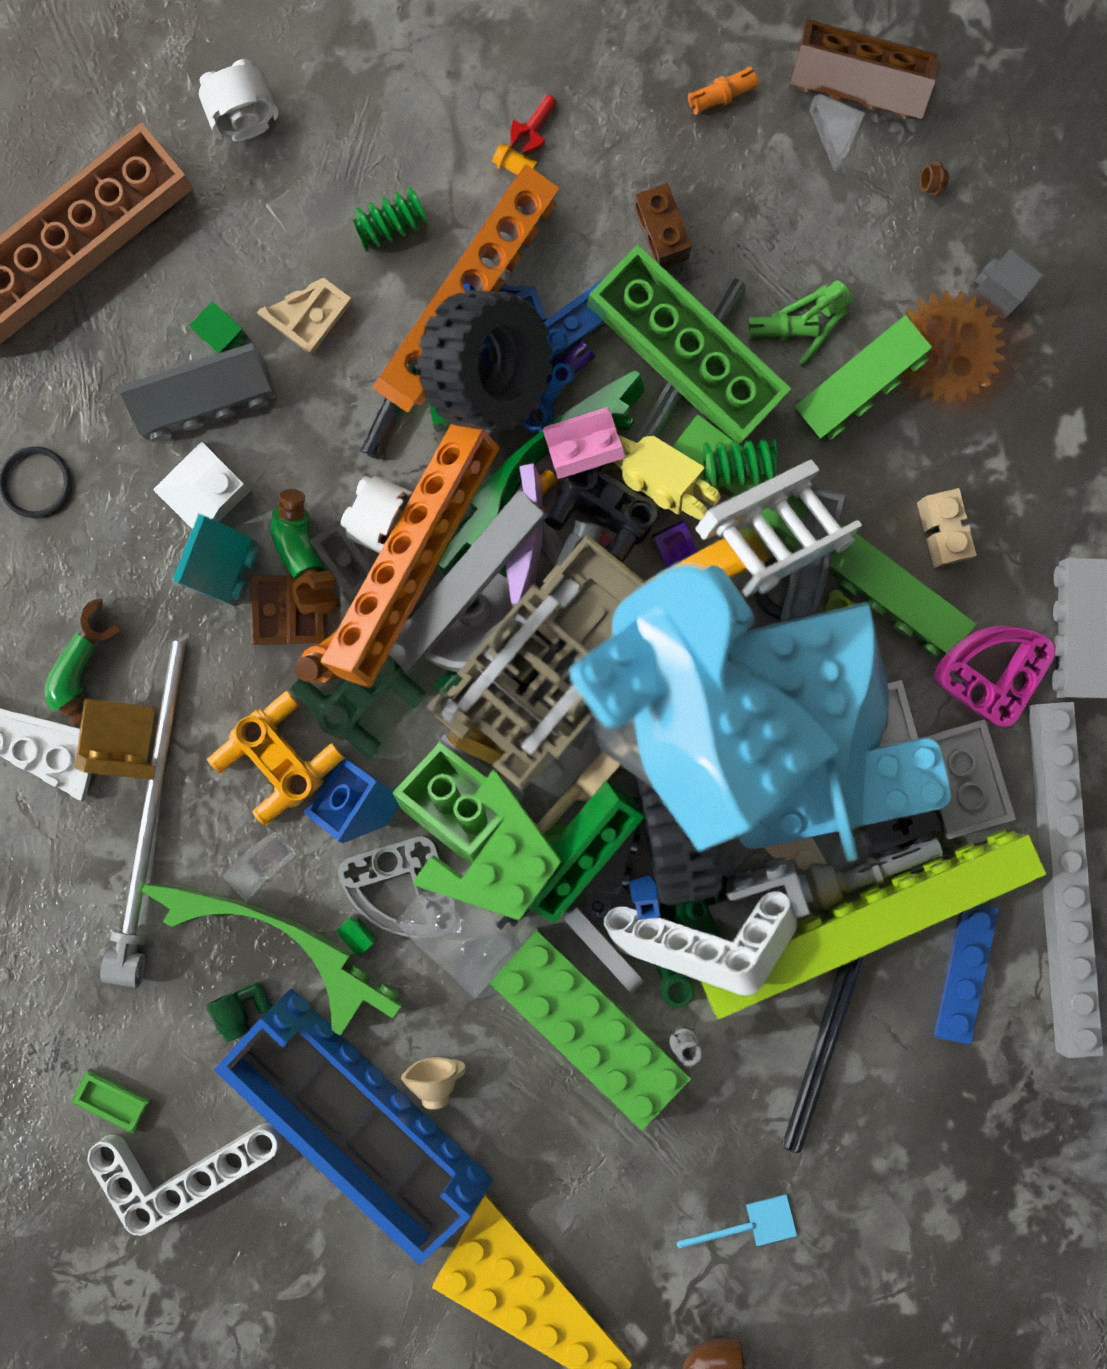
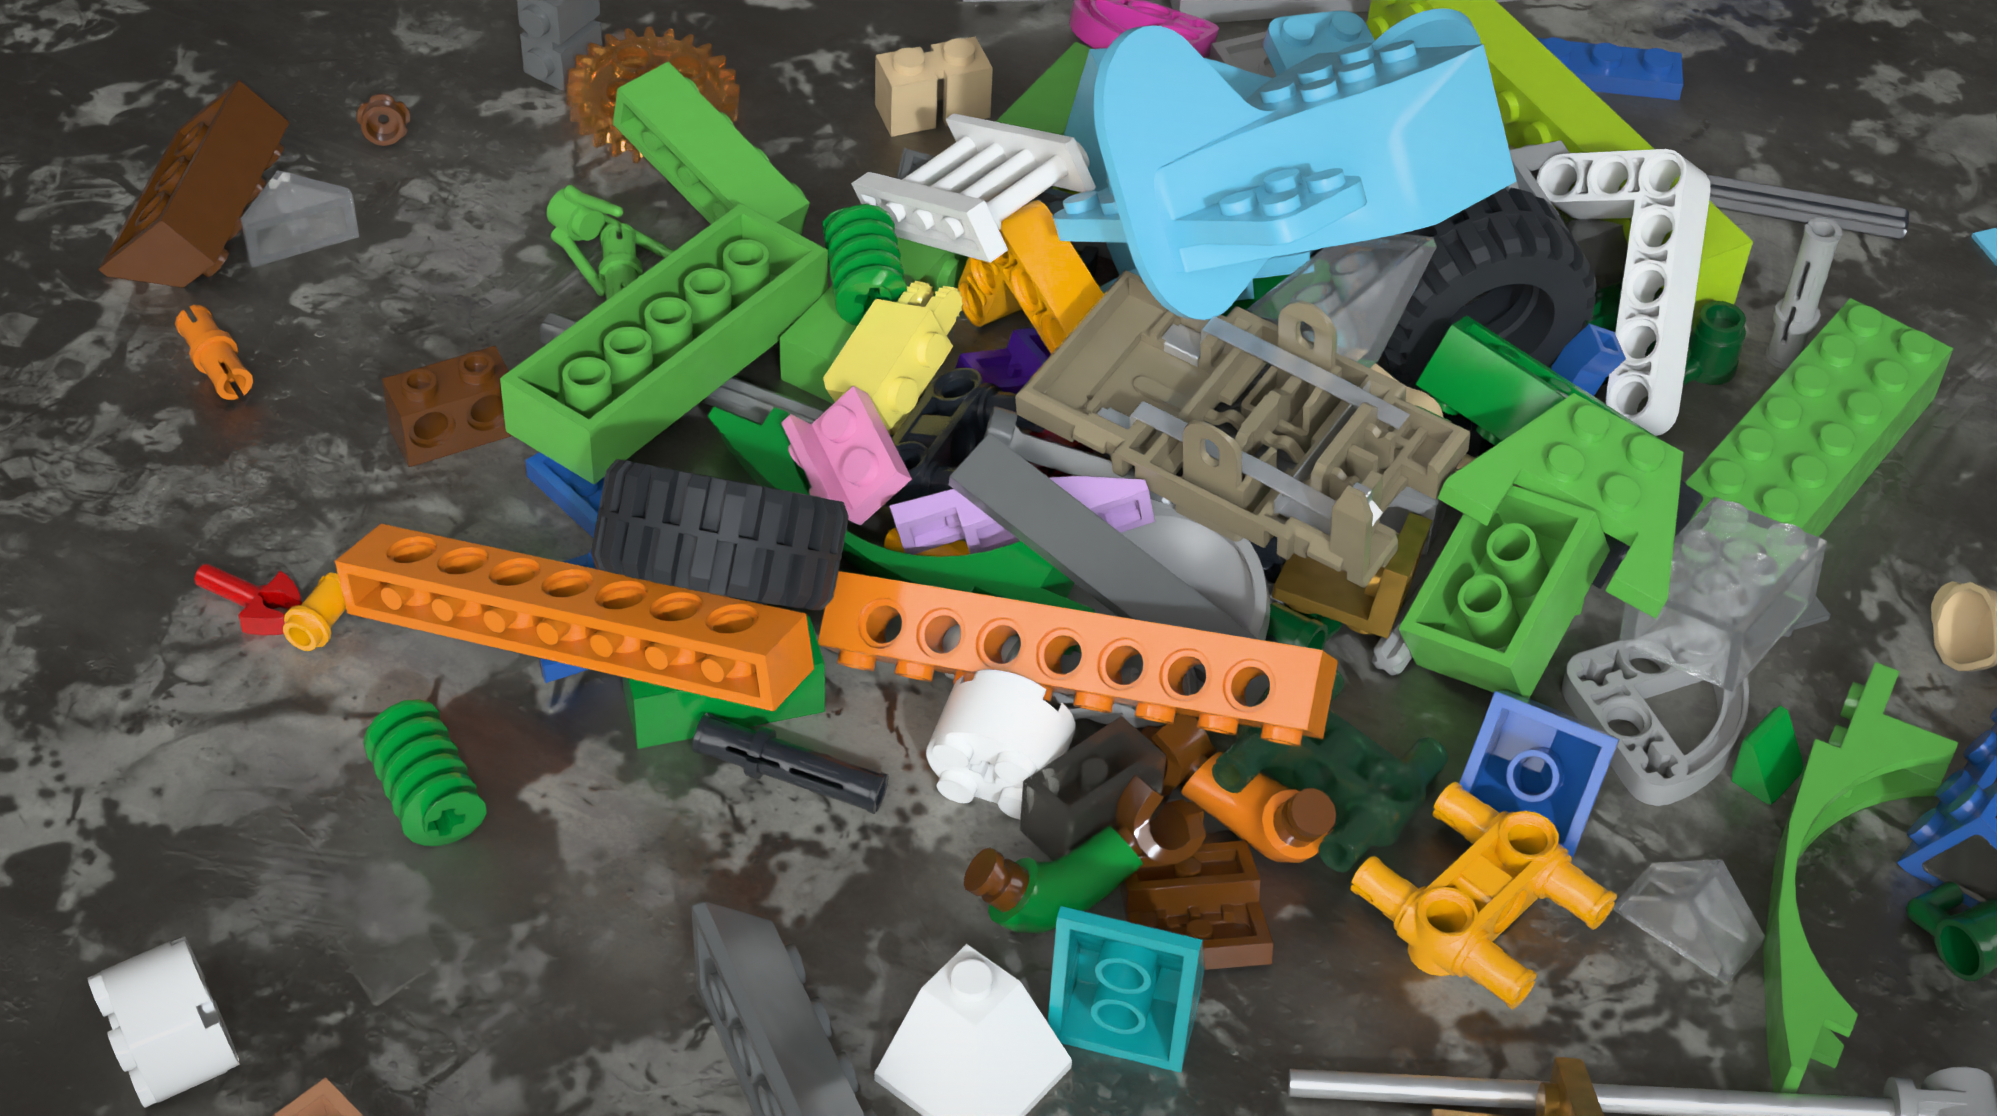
camera: 100 degrees left, 40 degrees down
(218, 329) = (648, 1042): green brick -> none
(308, 314) = (609, 902): tan wing -> none
(604, 949) = (1698, 415): light grey beam -> none

